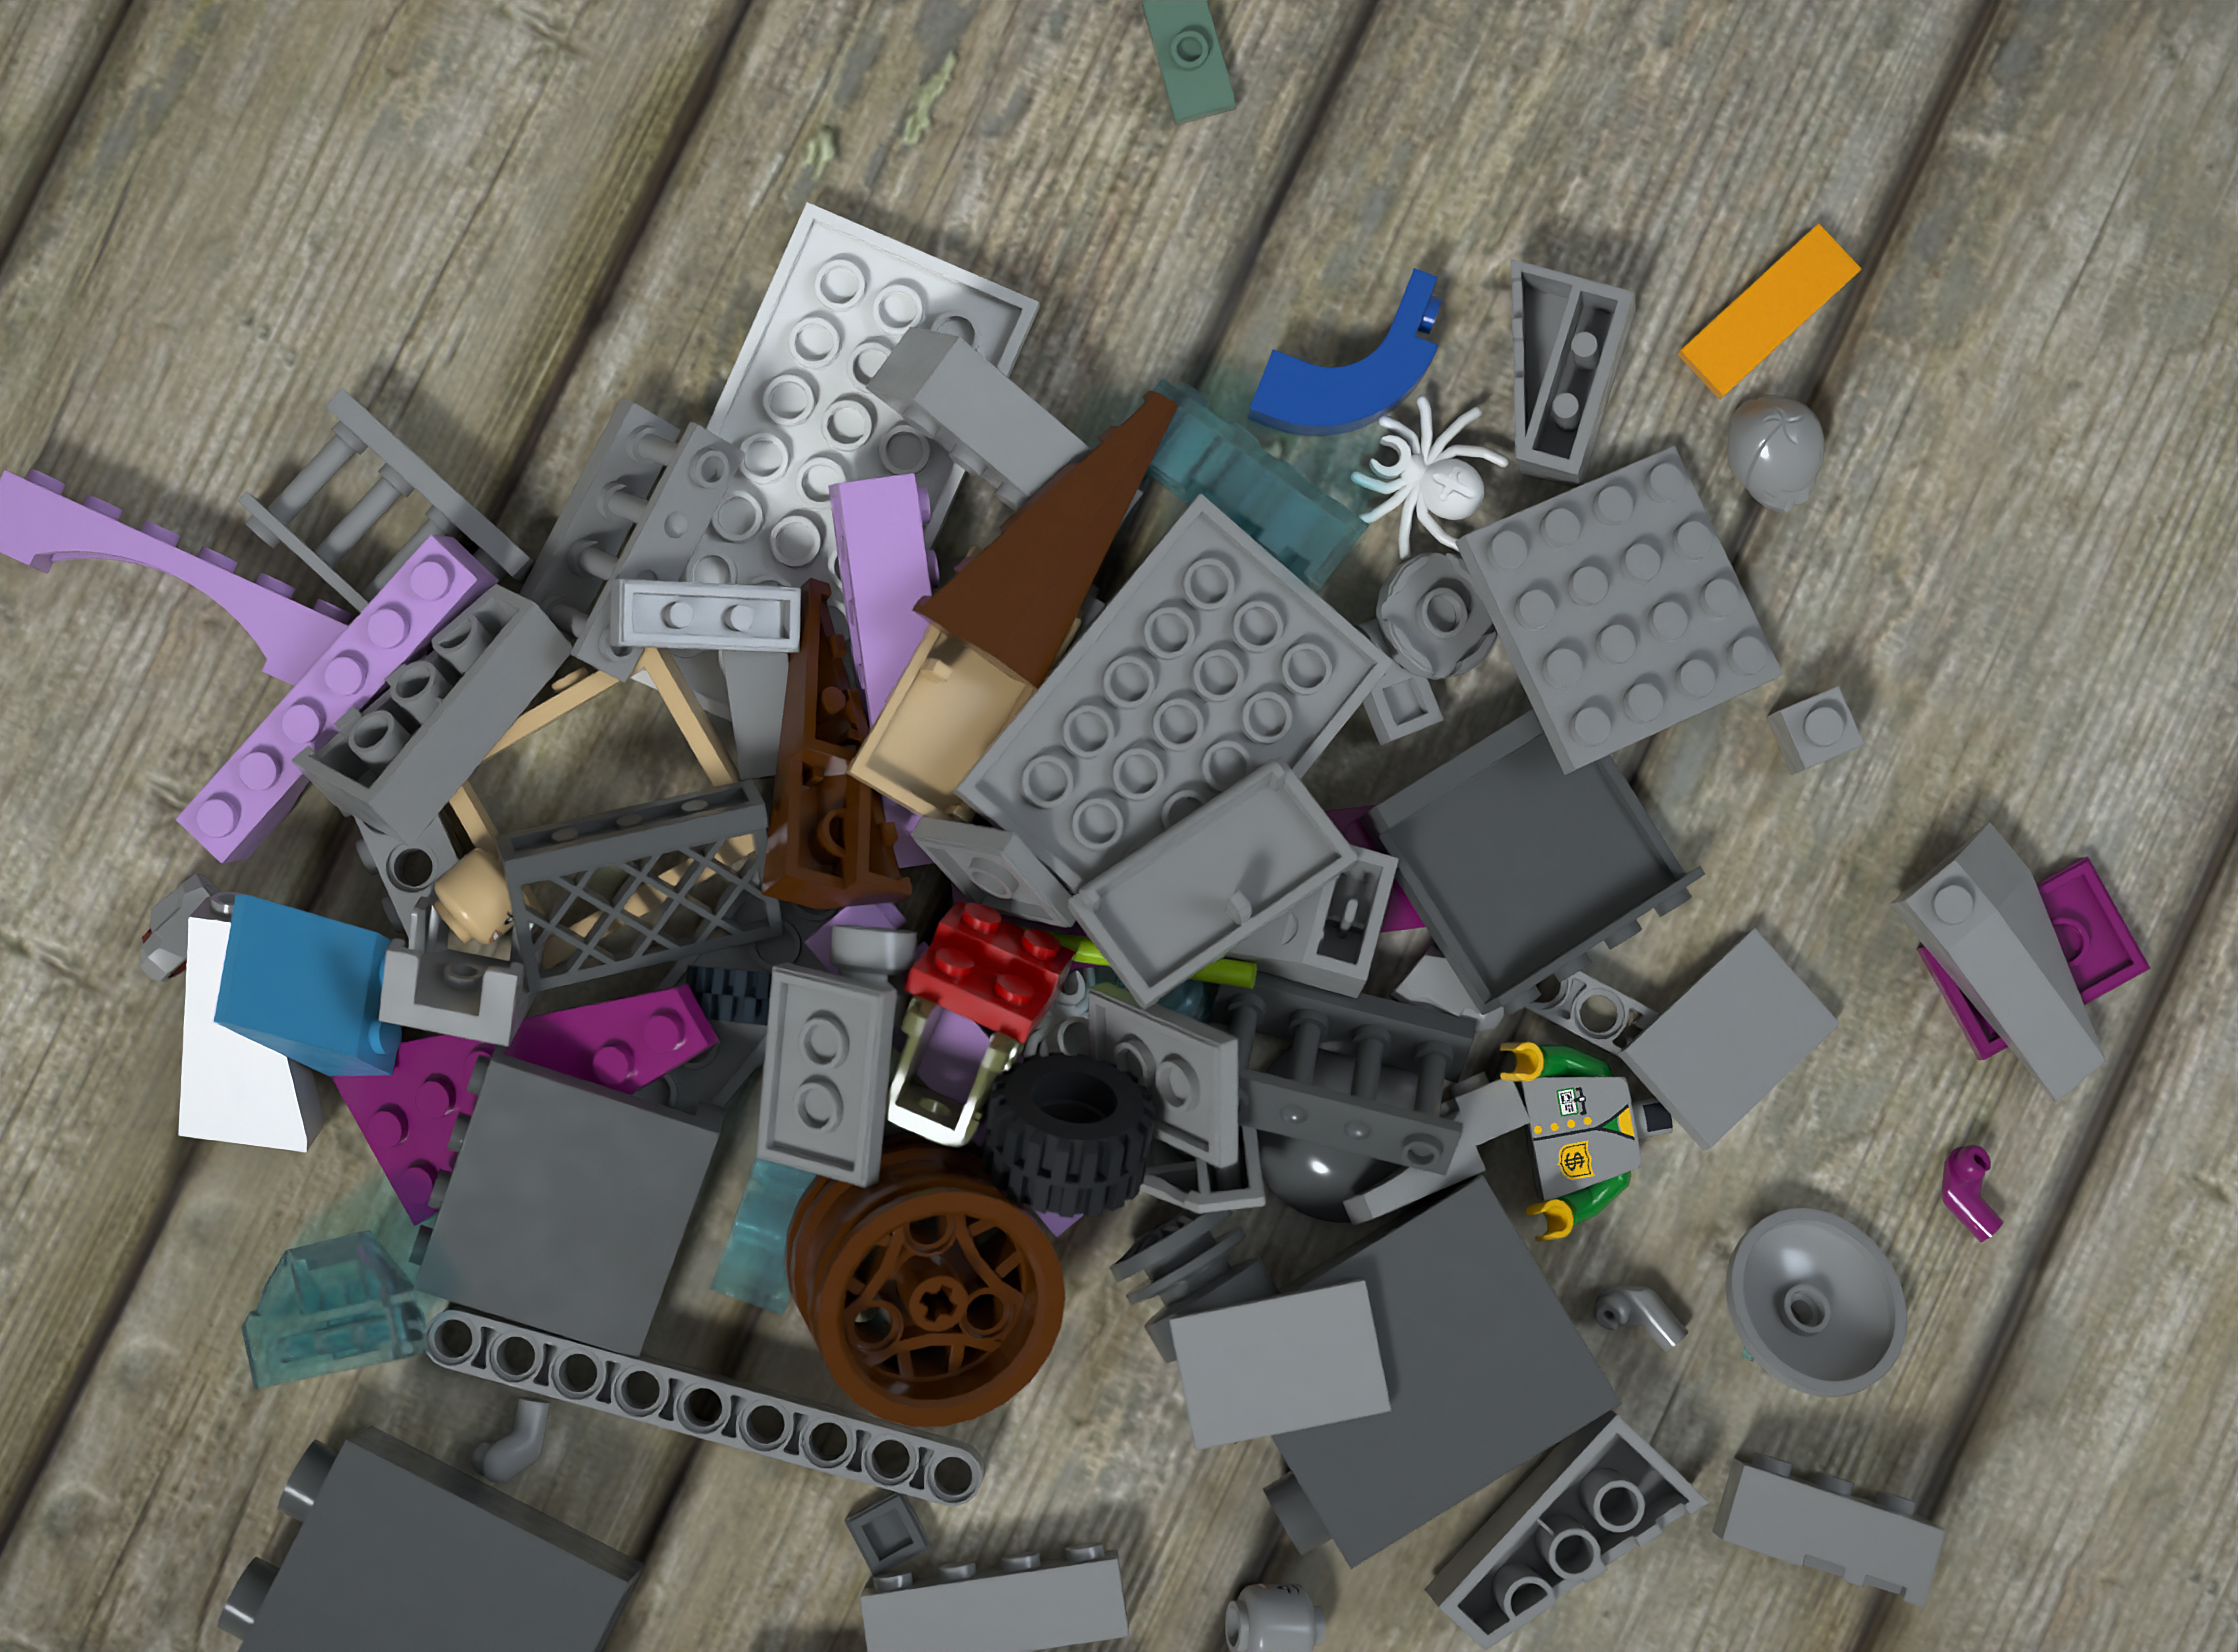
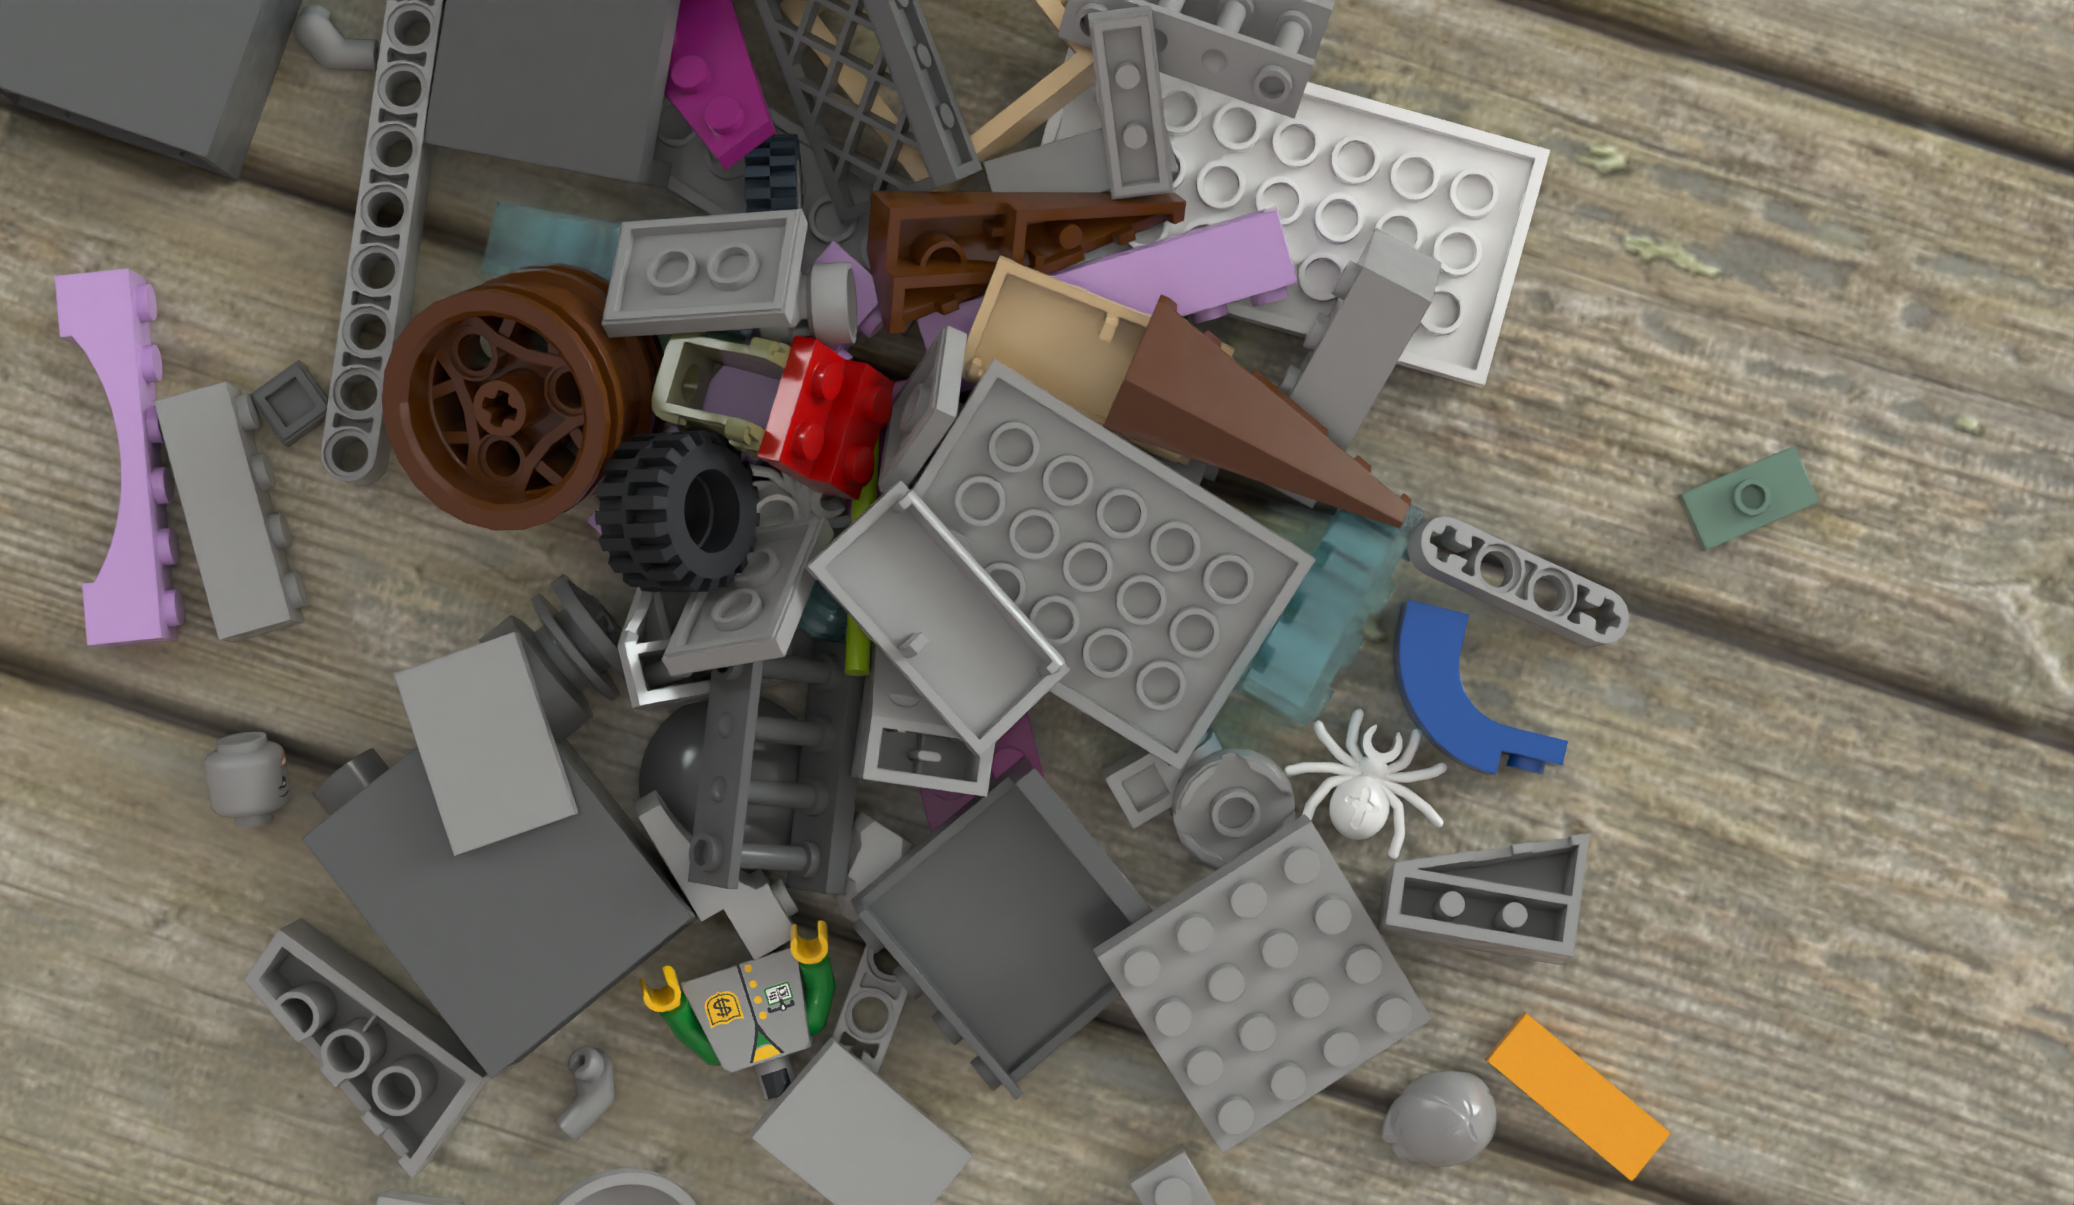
camera: 85 degrees right, 0 degrees up
(1239, 292) = (1520, 576): none -> light grey beam

